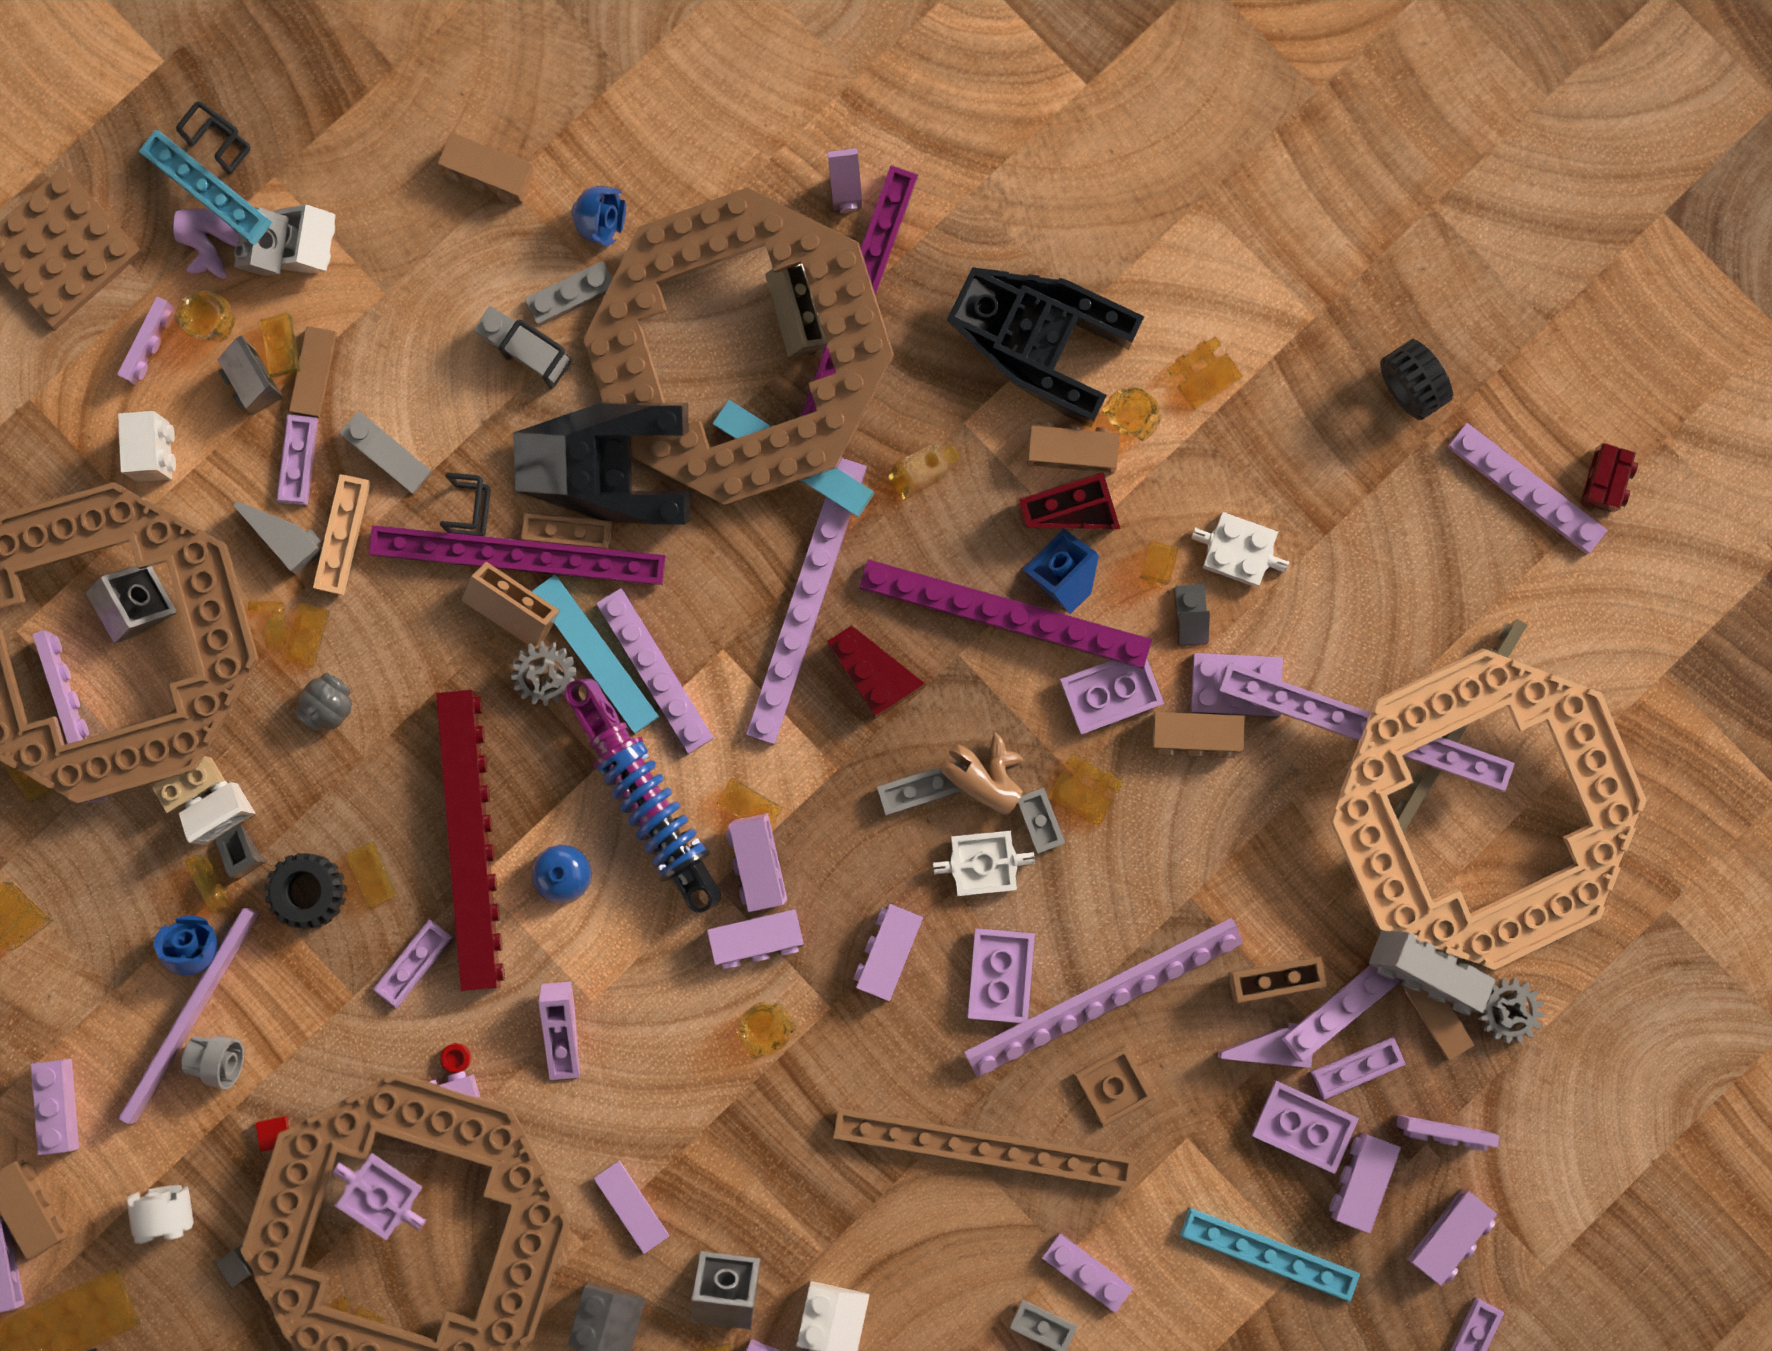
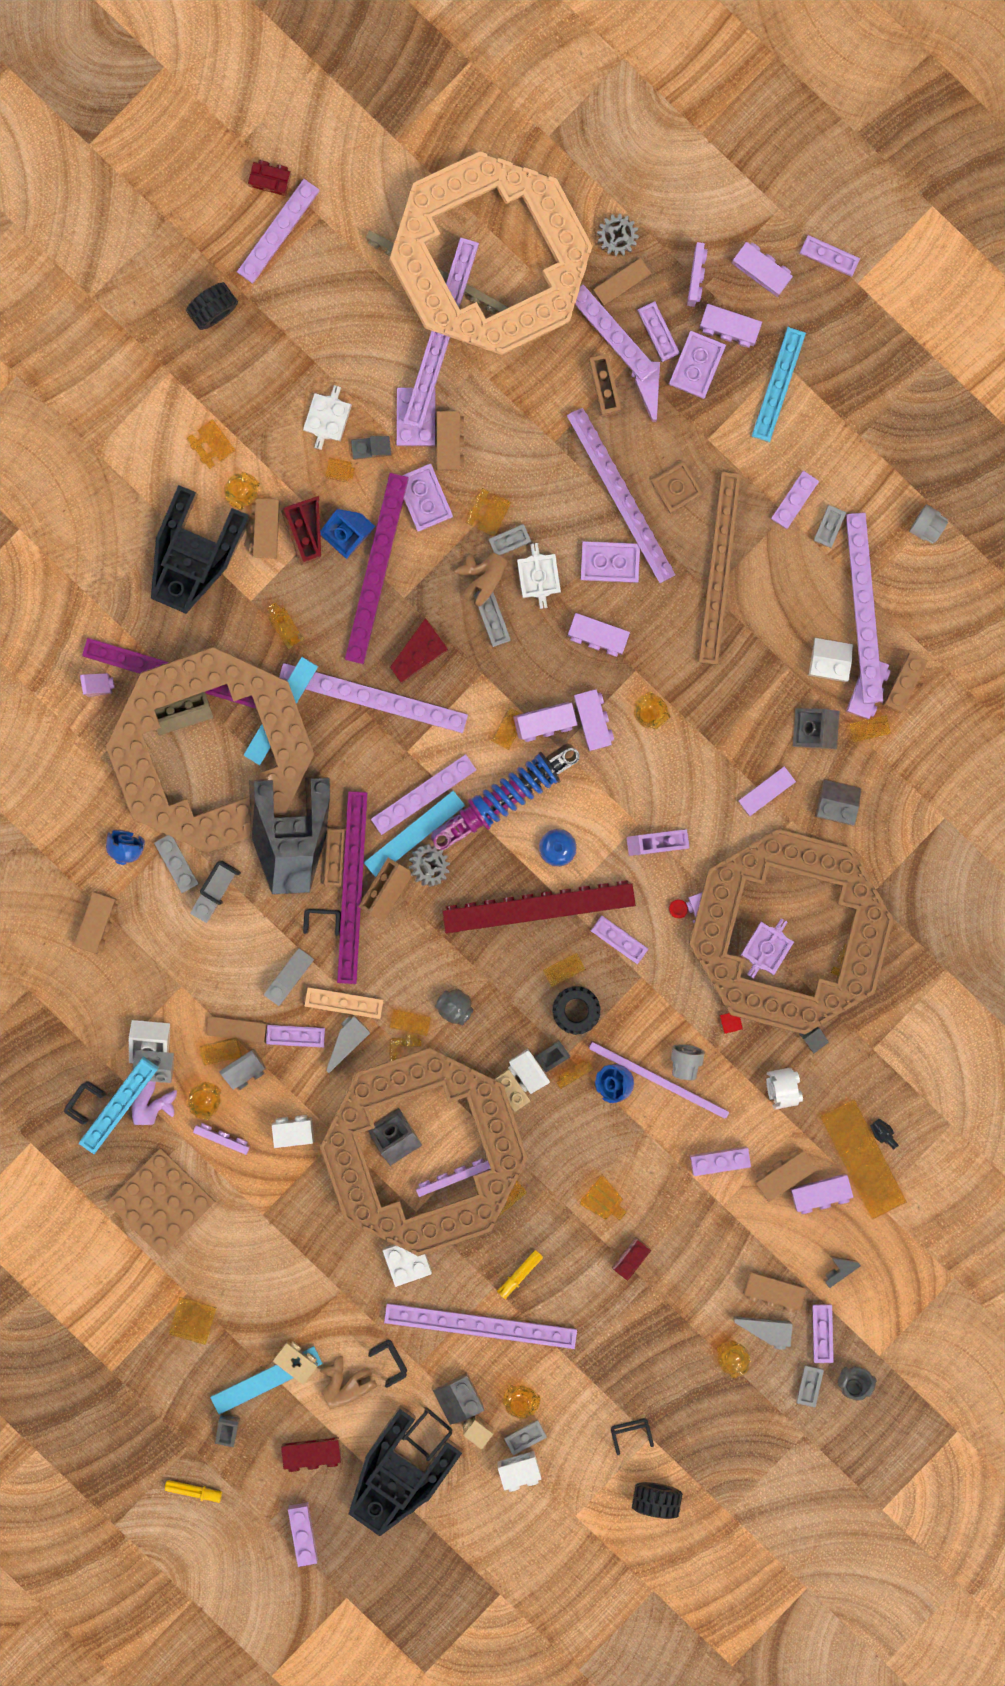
camera: 90 degrees left, 5 degrees up
(1431, 970) = (595, 287): light grey wedge -> none

